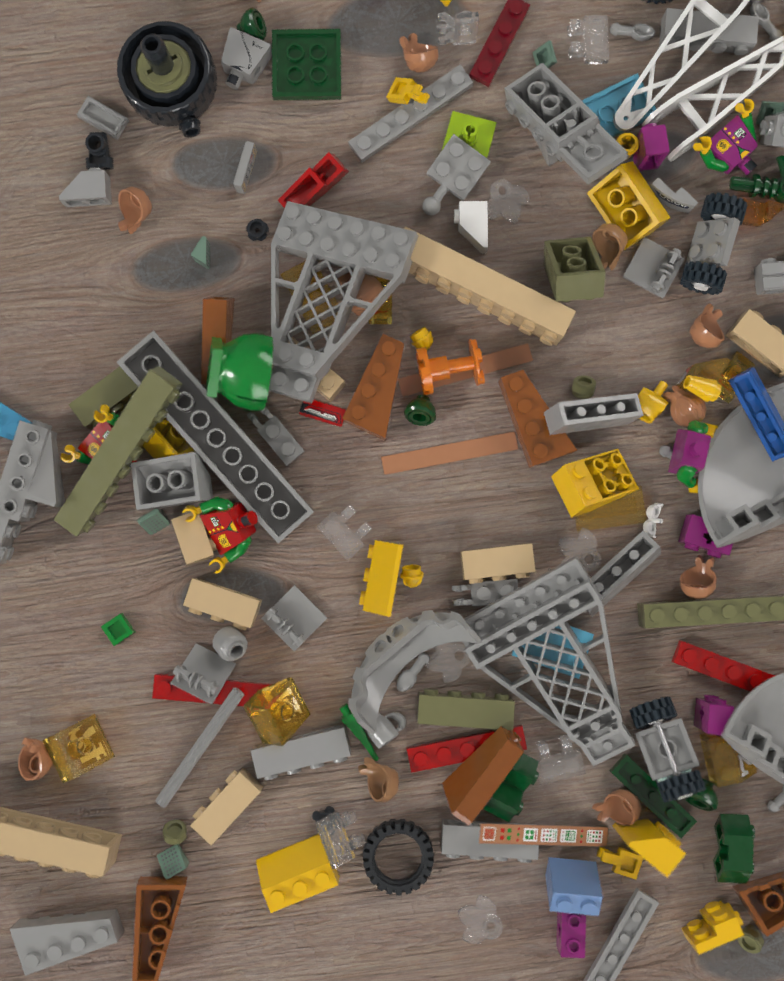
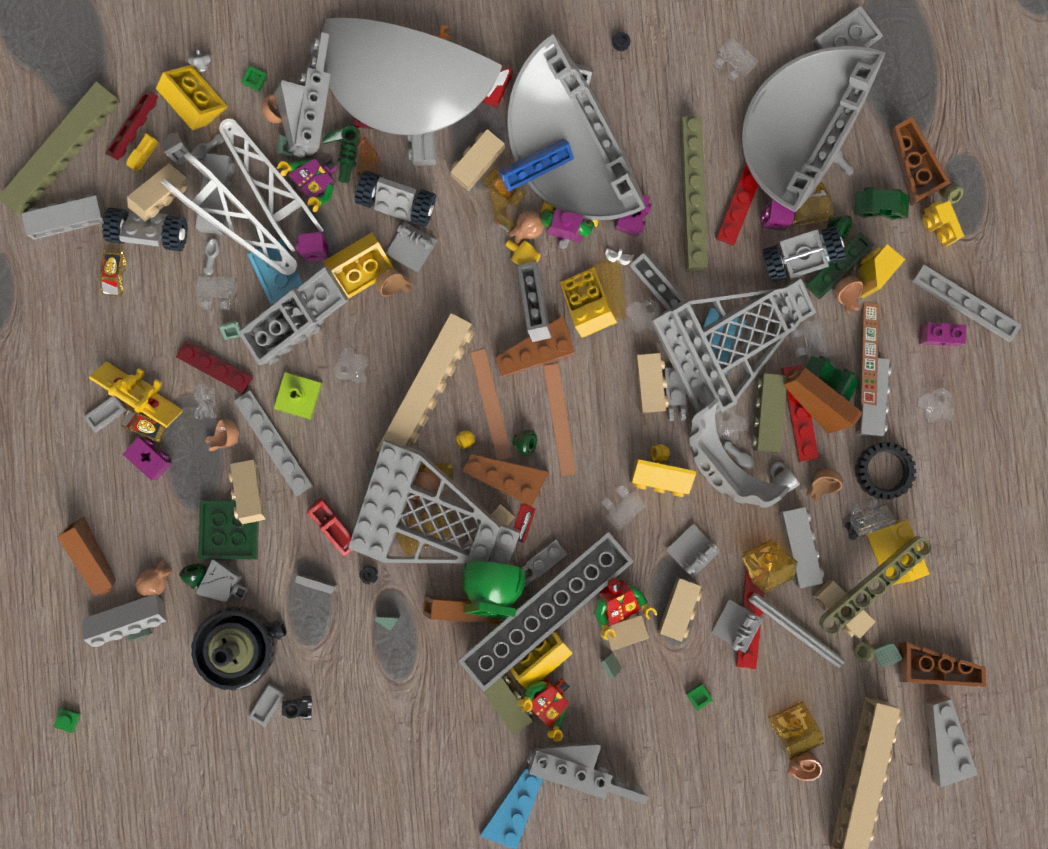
camera: 90 degrees left, 0 degrees up
(88, 189) = (329, 717): light grey slope -> none
(119, 450) = (556, 692): olive brick -> none
(134, 208) = (346, 678): nougat piece -> none
(170, 481) = (581, 649): light grey slope -> none
(230, 643) = (713, 603): light grey head -> none
(257, 856) = (884, 583): none -> olive beam
(350, 721) = (778, 506): green piece -> none
(351, 81) = (246, 492): none -> tan brick
(405, 89) = (255, 448): yellow plate -> none
(440, 368) = (491, 425): orange piece -> none
(456, 171) = (324, 407): light grey plate -> none
(473, 223) = (369, 394): white slope -> none
(573, 886) = (910, 331): medium blue brick -> none
(574, 269) = (414, 313): olive brick -> none
(583, 387) = (508, 308): olive tile -> none
(624, 861) = (892, 291): yellow plate -> none
(629, 143) = (306, 263): yellow cone -> none
(679, 201) = (356, 225): light grey slope -> none
(699, 580) = (669, 221): nougat piece -> none
(702, 387) = (515, 211): yellow cone -> none
(706, 330) = (465, 206): nougat piece -> none

